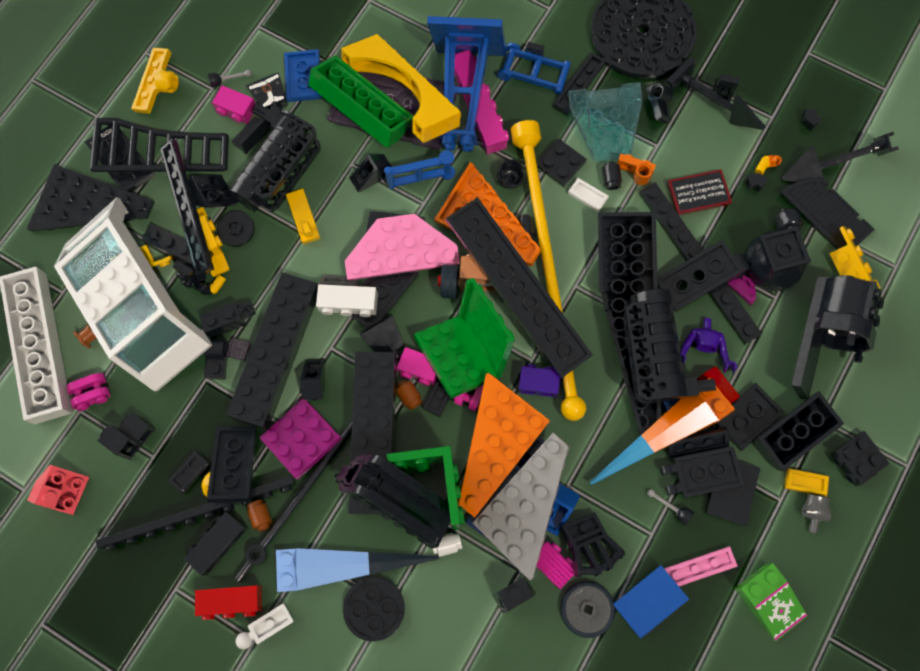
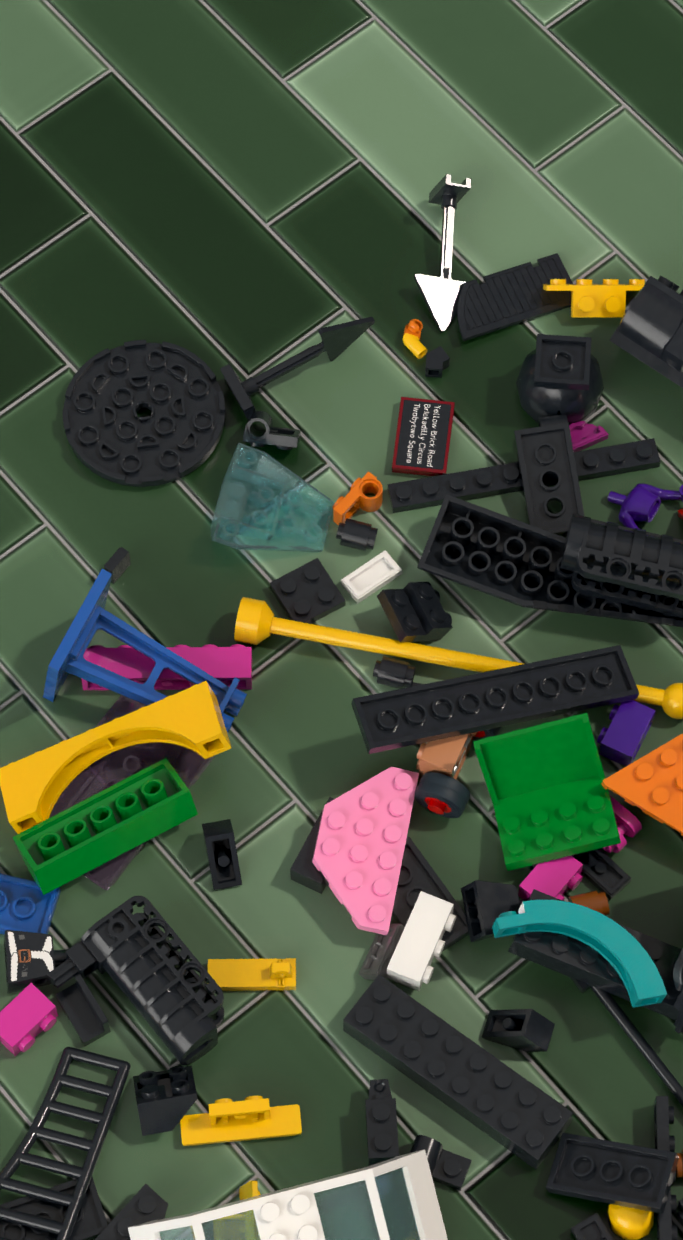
camera: 75 degrees left, 10 degrees down
(168, 242) = (235, 1168): black plate -> none
(187, 209) = (184, 1128): black tile -> none
(187, 275) = (293, 1161): black plate -> none
(213, 288) = (320, 1138): arm -> none
(238, 349) = (433, 1125): tile -> none
(239, 236) = (230, 1065): black piece -> none
(300, 438) = (601, 1074): magenta plate -> none
(374, 403) = (597, 931): none -> teal arch
(447, 172) = (259, 751): blue piece -> none
(474, 185) = (325, 725): orange wing -> none
(510, 174) = (304, 664): black hair -> none
(514, 50) = (138, 614): blue piece -> none
(569, 225) = (416, 612): none -> black plate
(581, 80) = (191, 526): black tile -> none
(726, 86) = (284, 343): black plate -> none
(787, 219) = (511, 346): black head -> none
(810, 118) = (369, 262): black piece -> none

